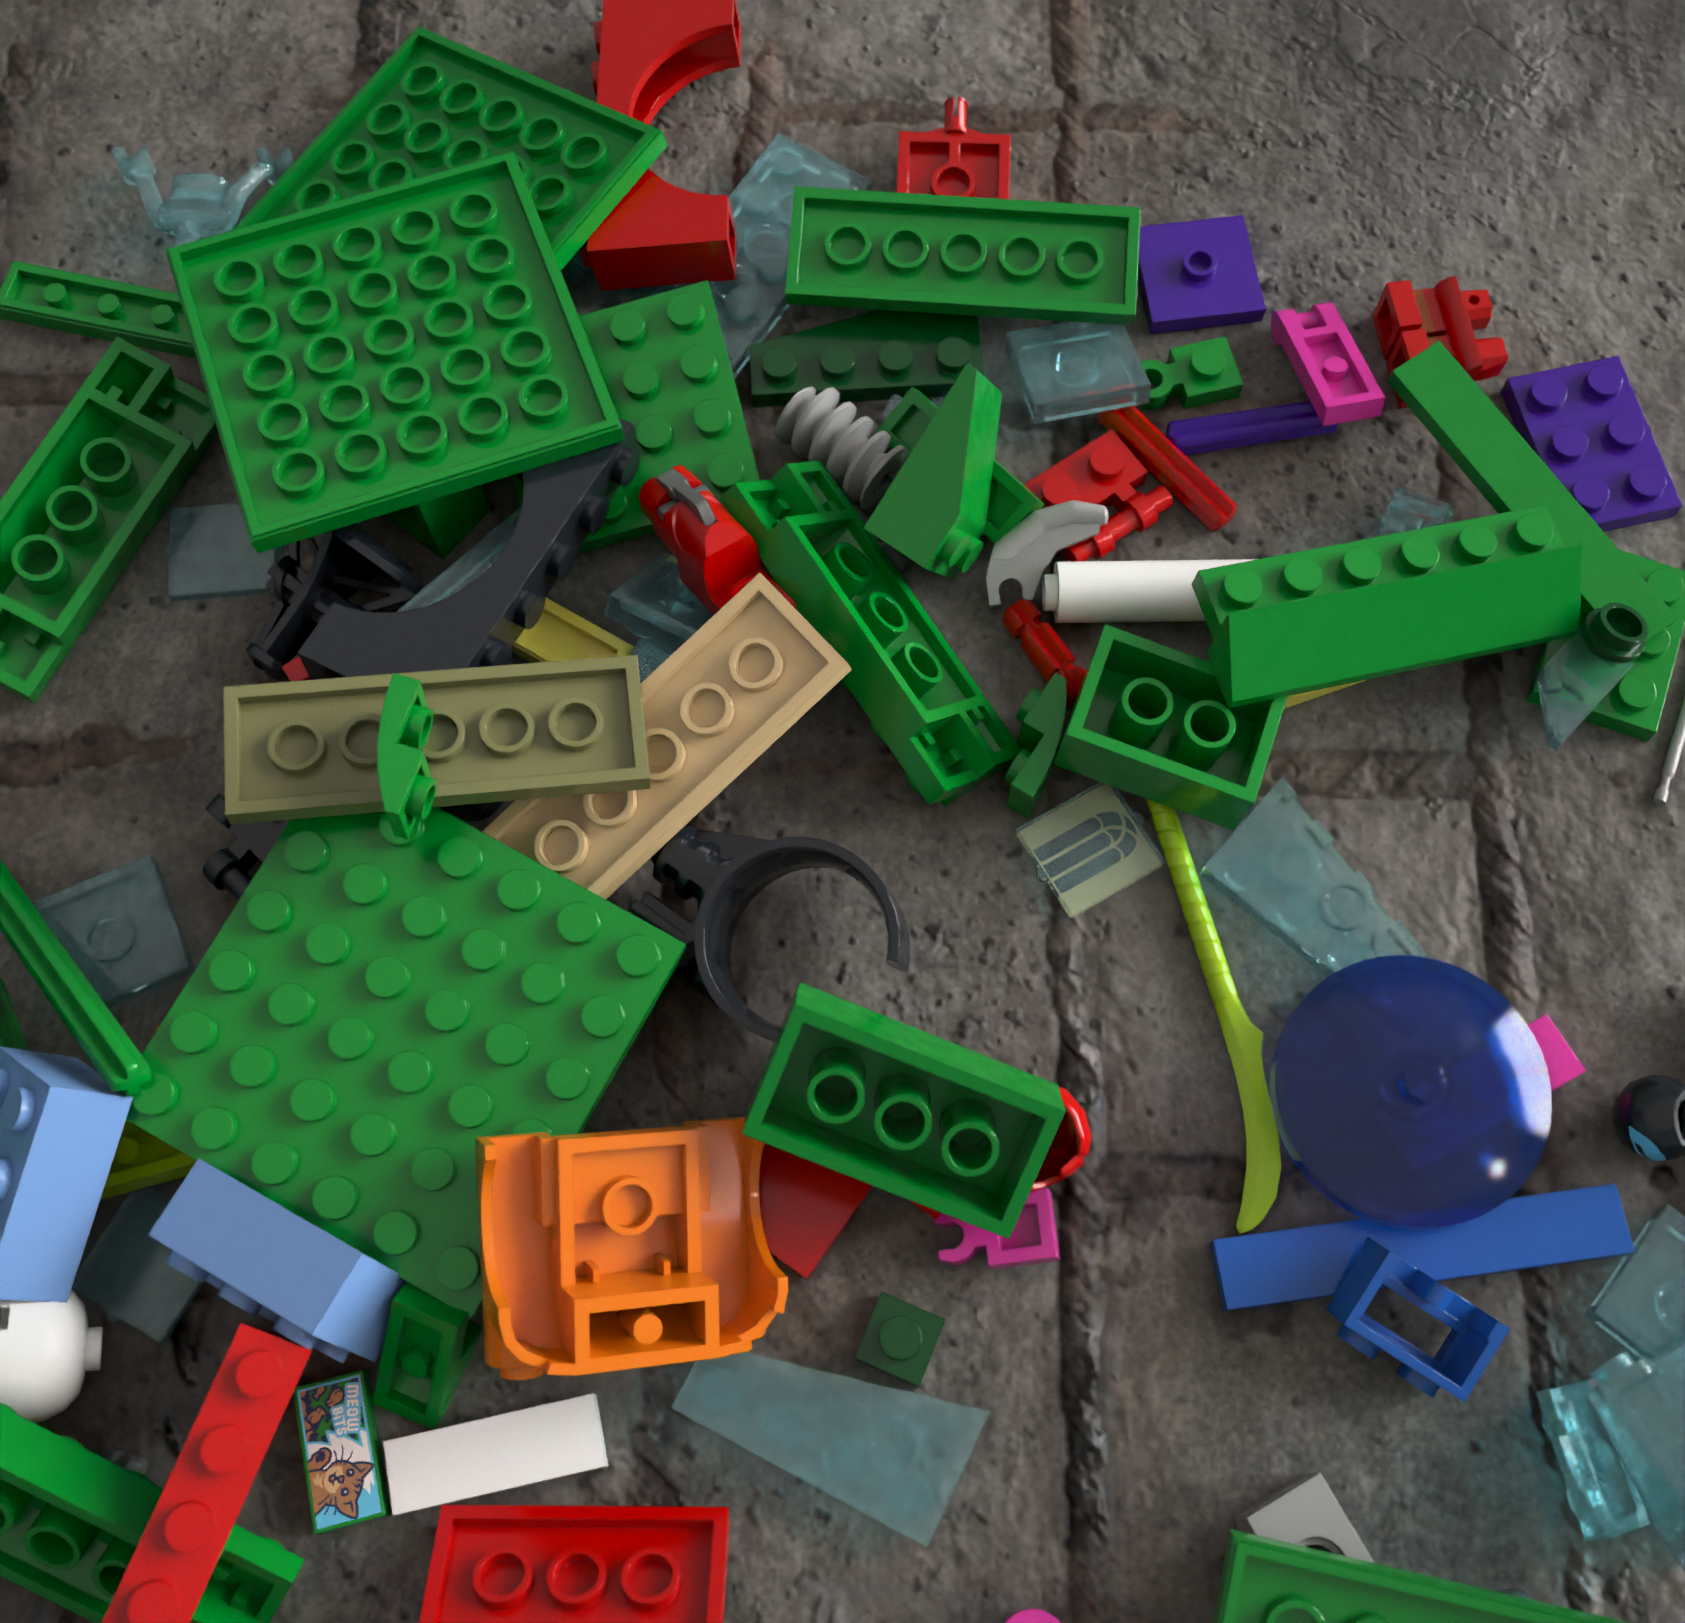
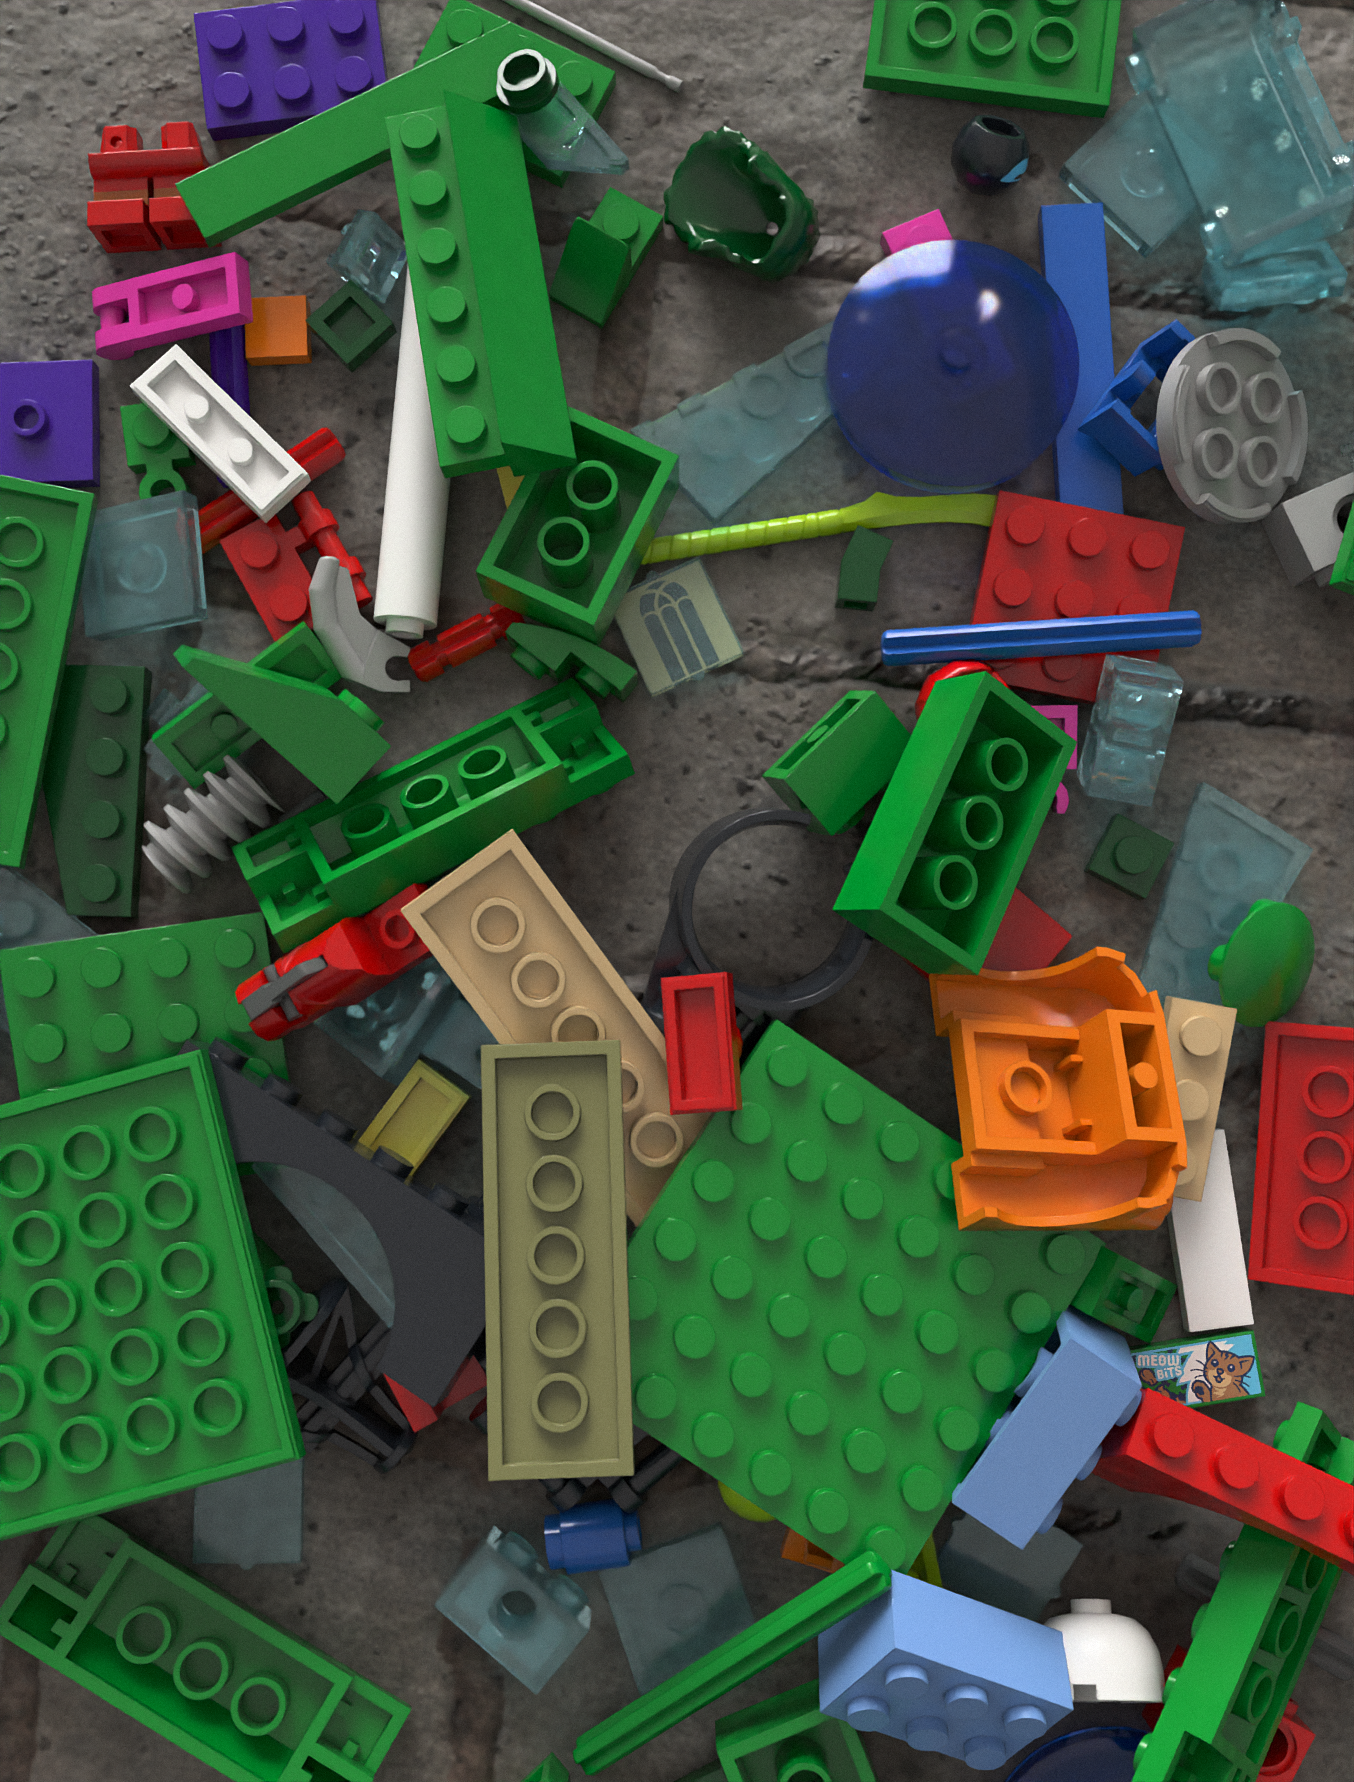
camera: 85 degrees left, 15 degrees up
(118, 746) = (526, 1644): none -> clear light blue brick
(181, 842) = (592, 1537): none -> blue brick
(394, 544) = (297, 1304): none -> dark green plate
(401, 764) = (616, 1288): green slope -> none
(639, 1410) = (1199, 1052): none -> tan plate
(654, 869) = (702, 1043): none -> red tile
(790, 1494) = (1264, 962): none -> green dish
(962, 1004) = (841, 762): none -> green brick
(1035, 1311) = (1129, 729): none -> clear light blue brick
(1125, 1212) = (1041, 638): none -> blue axle
(1174, 1023) = (861, 570): none -> dark green piece
(1175, 1253) = (1070, 563): none -> red plate
(1211, 414) = (220, 433): none -> white tile
(1325, 460) = (279, 331): none -> orange tile
(1340, 515) = (351, 326): none -> dark green plate
(1400, 1409) = (1231, 426): none -> light grey tile
(1455, 741) = (604, 256): none -> green slope
(1536, 864) = (728, 197): none -> dark green piece

